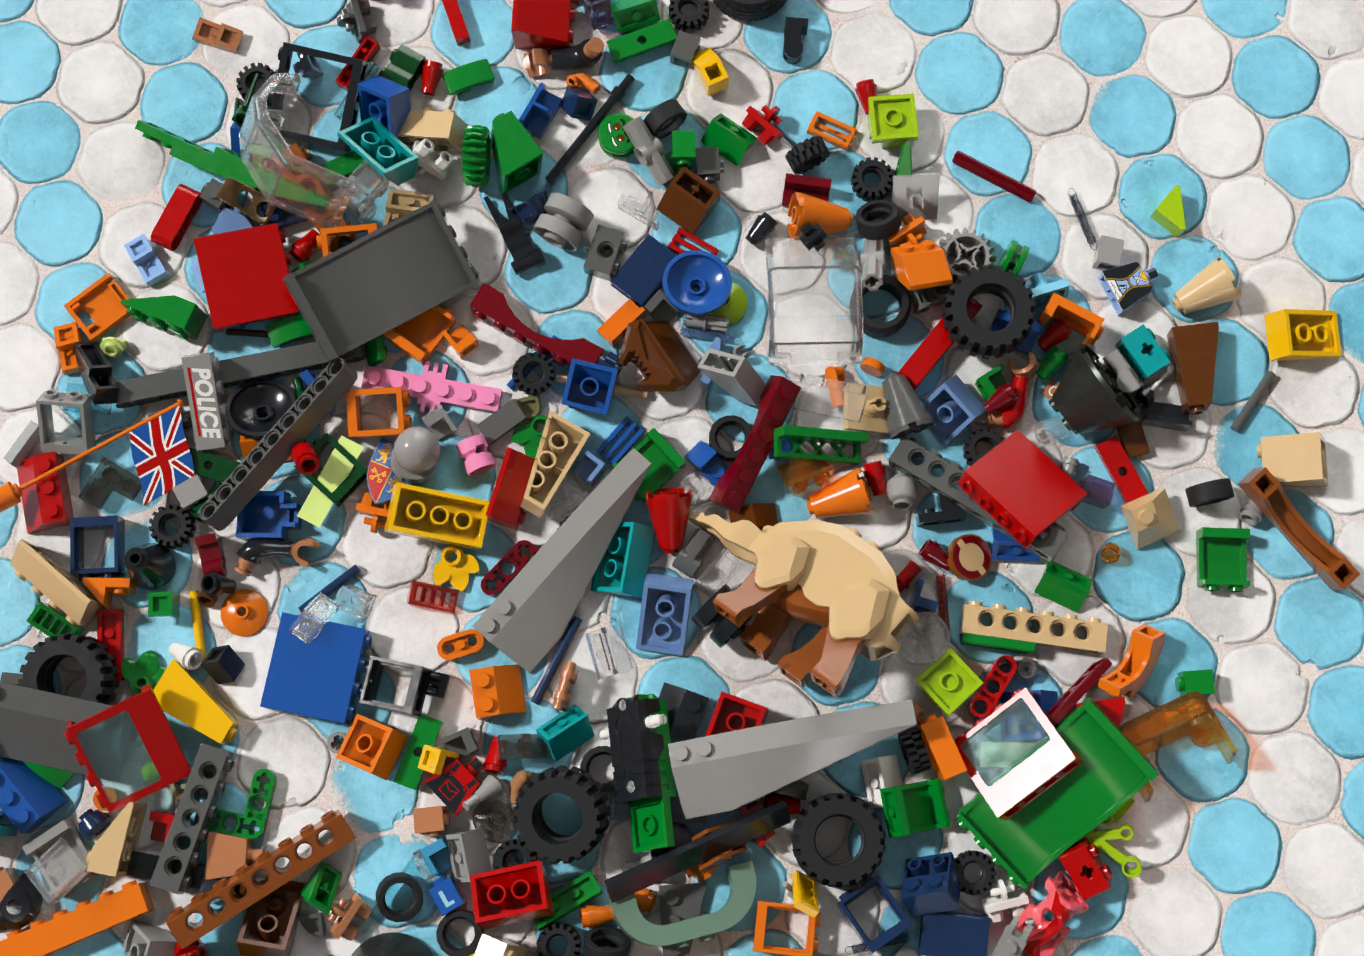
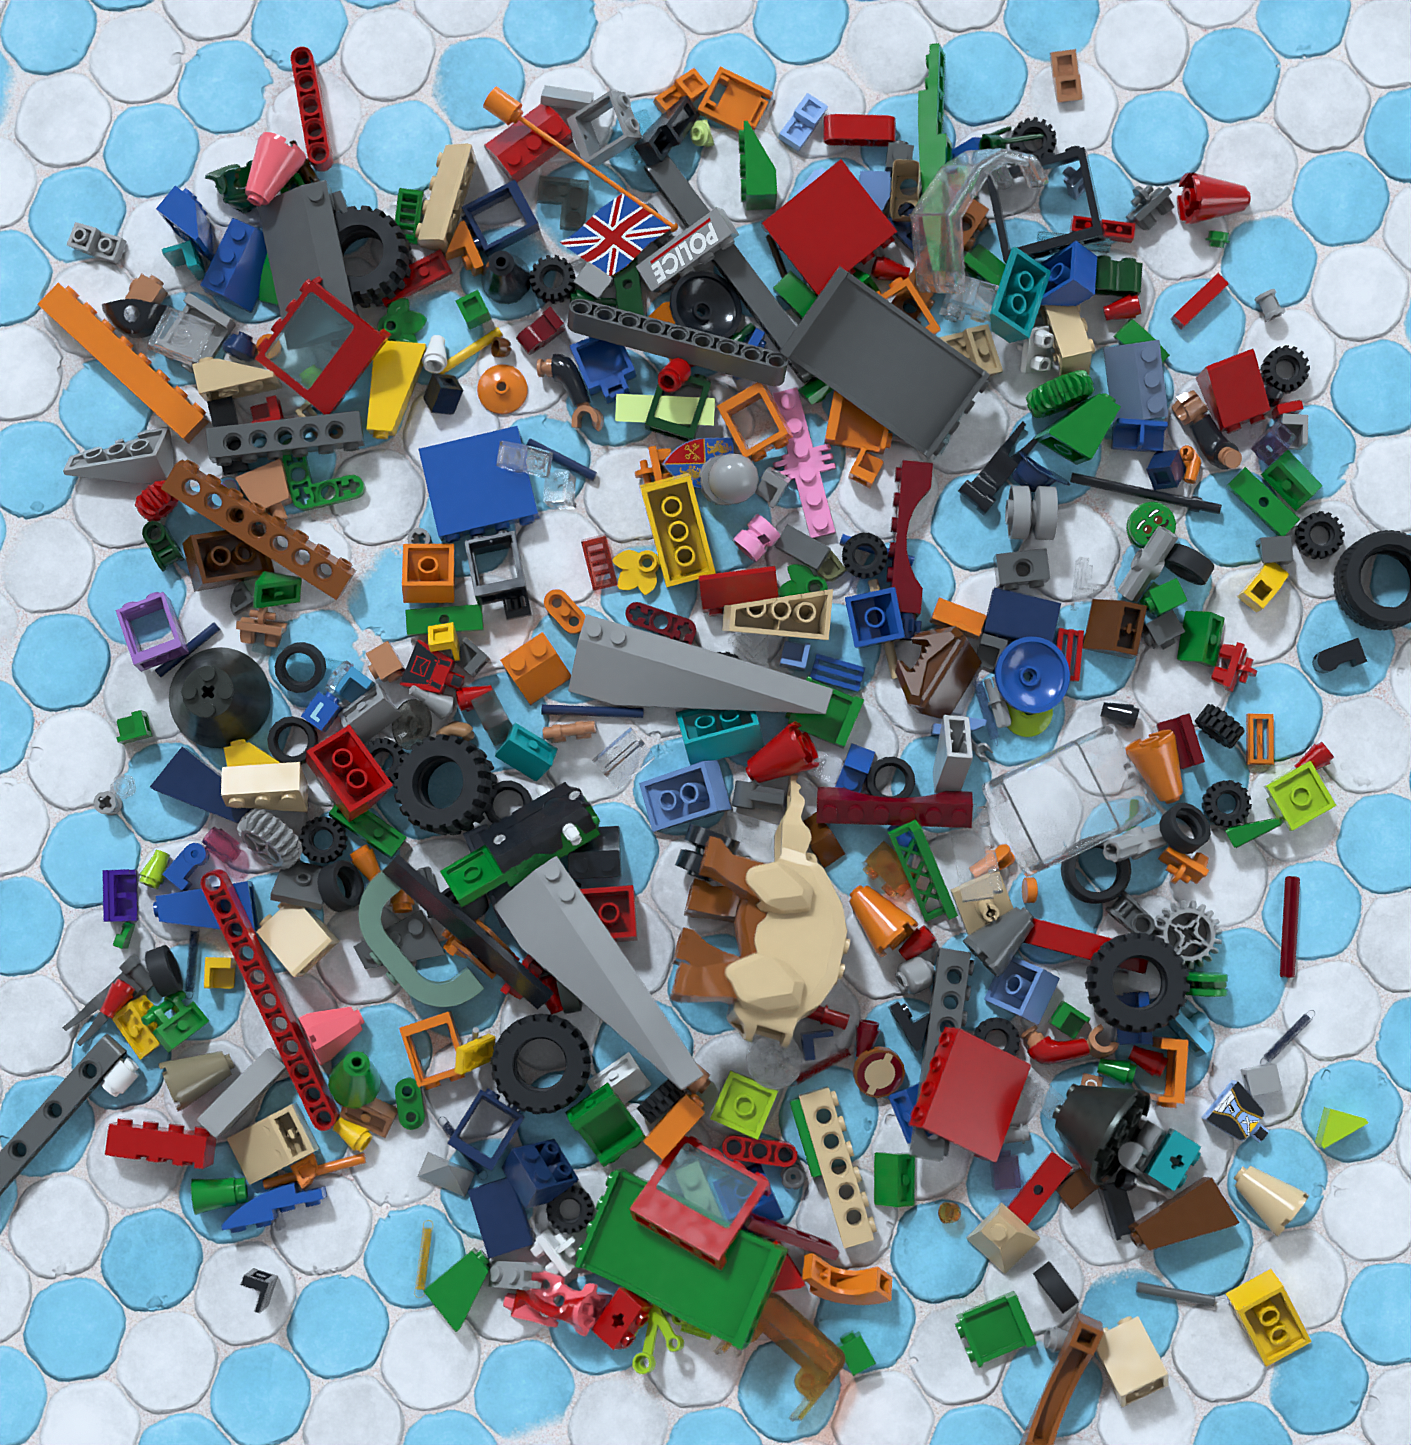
camera: 65 degrees right, 5 degrees up
(217, 584) = (515, 350): black cone -> none
(494, 90) = (1136, 380): none -> sand blue slope
(812, 236) = (1132, 770): black gear -> none
(916, 195) = (1229, 855): light grey piece -> none
(920, 265) = (1154, 892): orange slope -> none
(1001, 398) = (1056, 1035): dark red cone -> none

